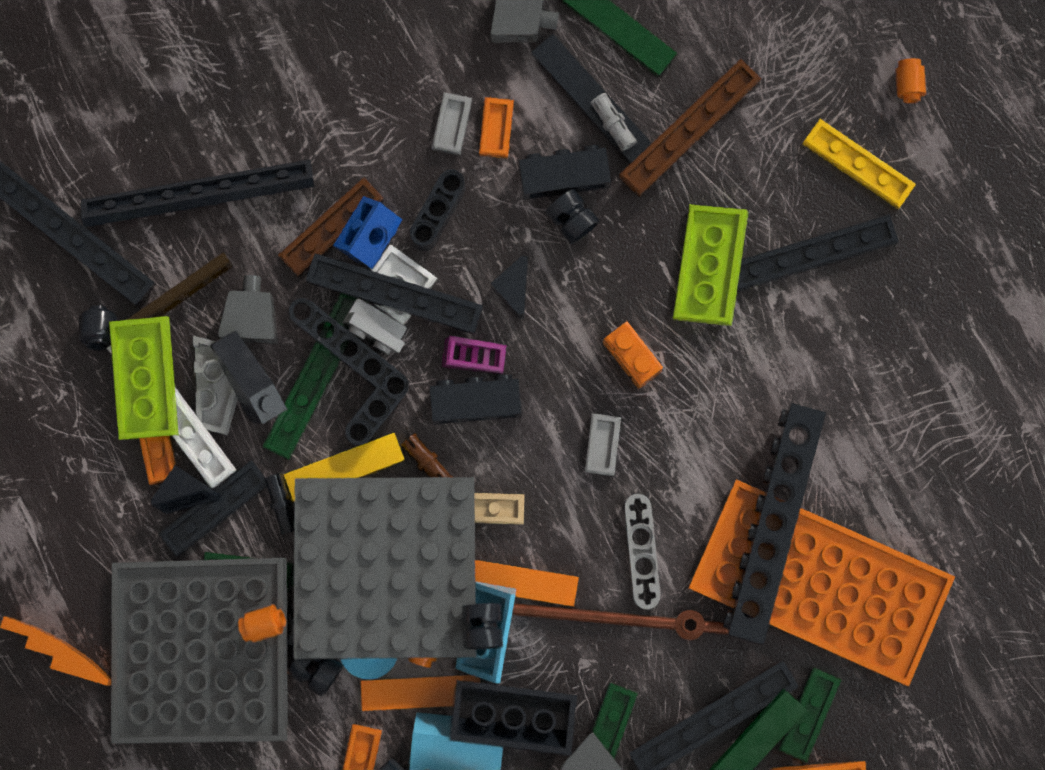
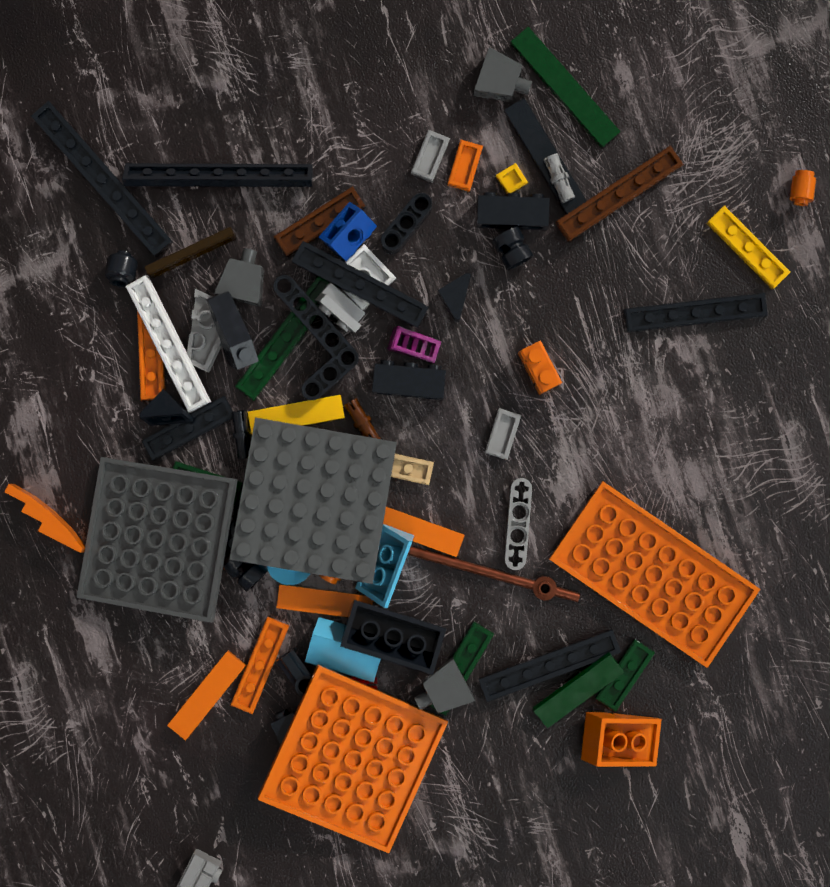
camera: 10 degrees right, 5 degrees up
(143, 378) = (150, 315): lime tile -> none
(262, 624) = (208, 528): orange brick -> none
(480, 637) = (375, 568): black wheel -> none
(556, 133) = (511, 179): none -> yellow tile
(710, 265) = (615, 307): lime tile -> none
(810, 423) = (670, 449): black brick -> none

